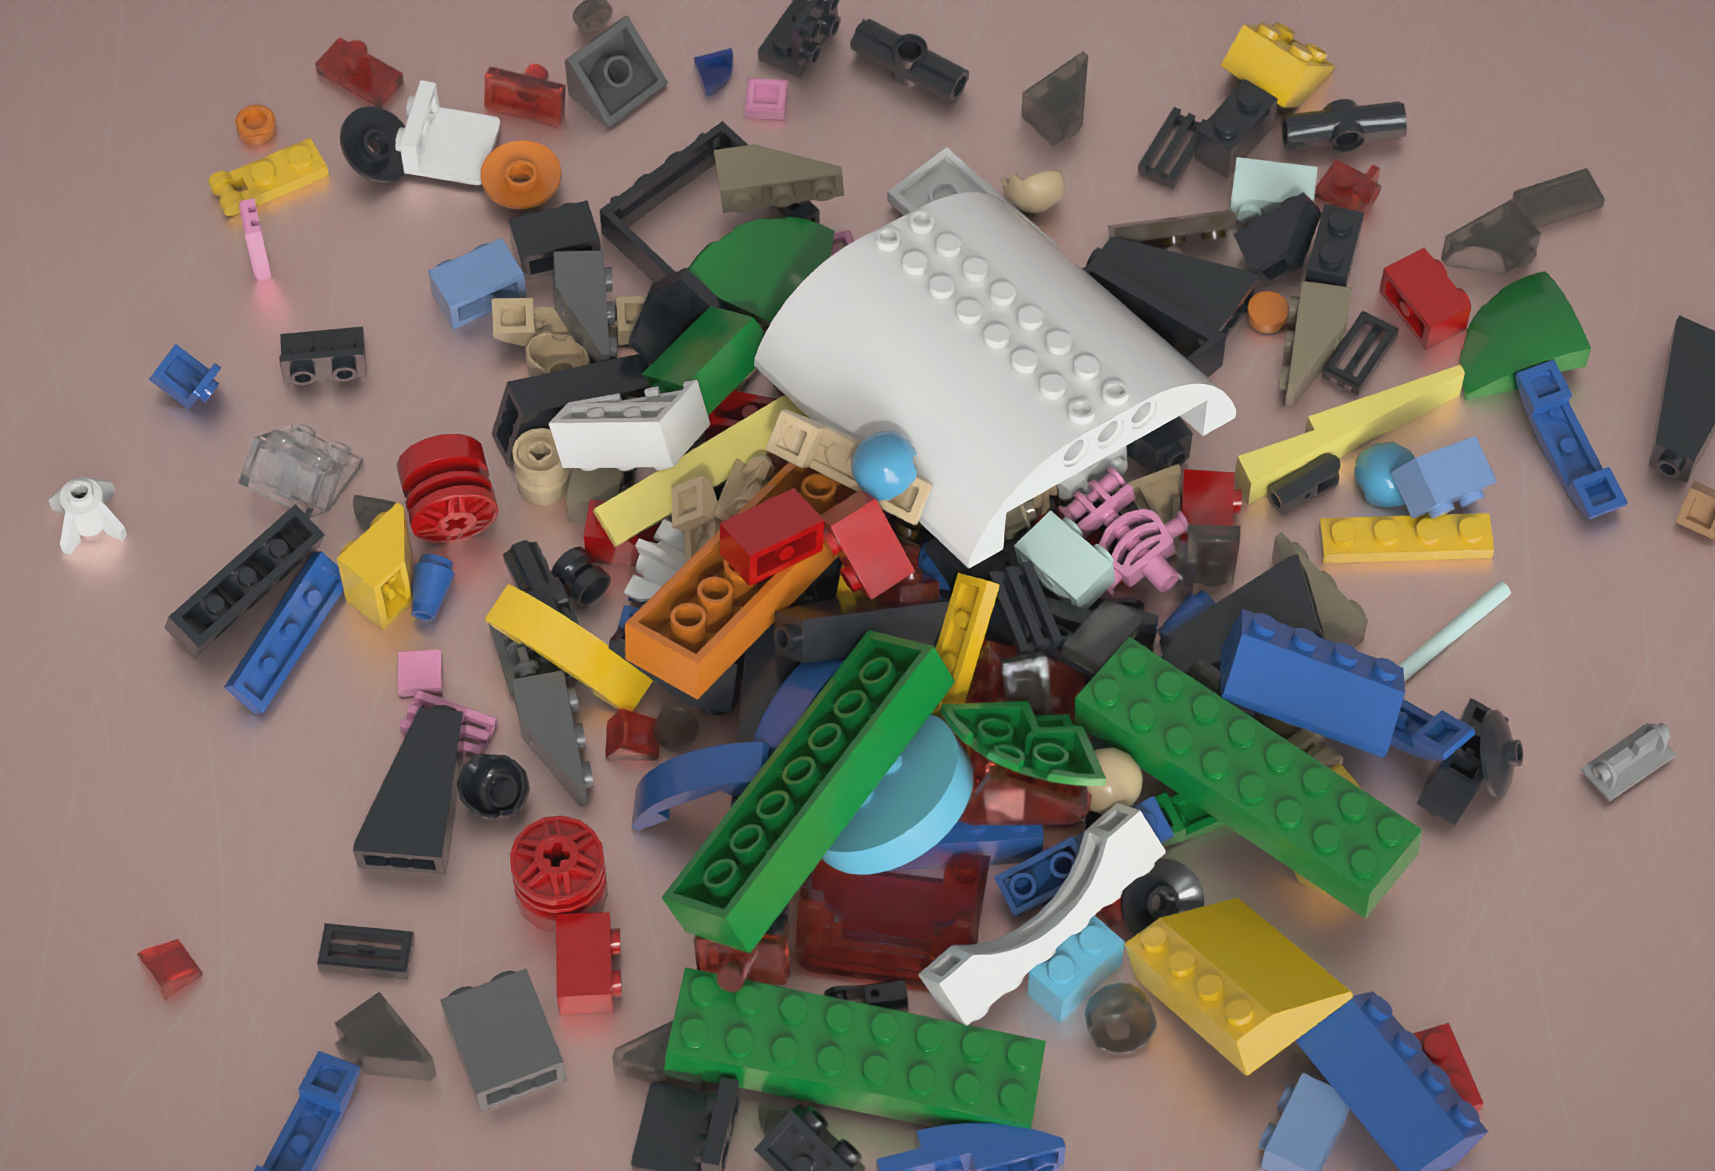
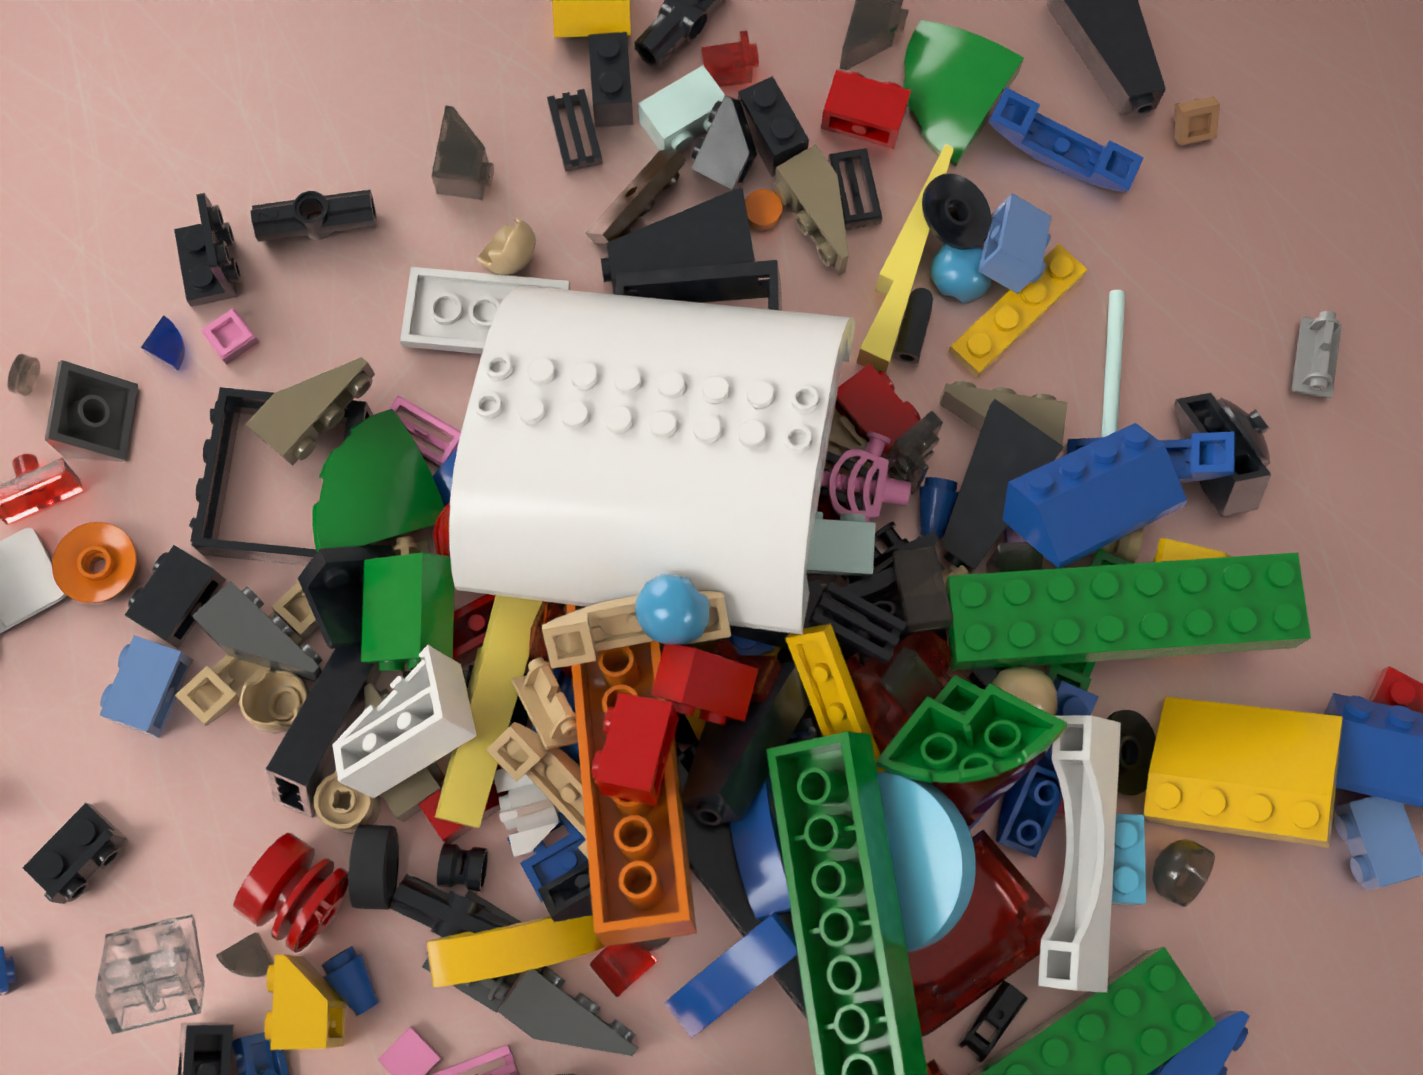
camera: 45 degrees left, 15 degrees up
(518, 514) = (373, 866): none -> black tyre
(1430, 409) = (956, 211): none -> black dish

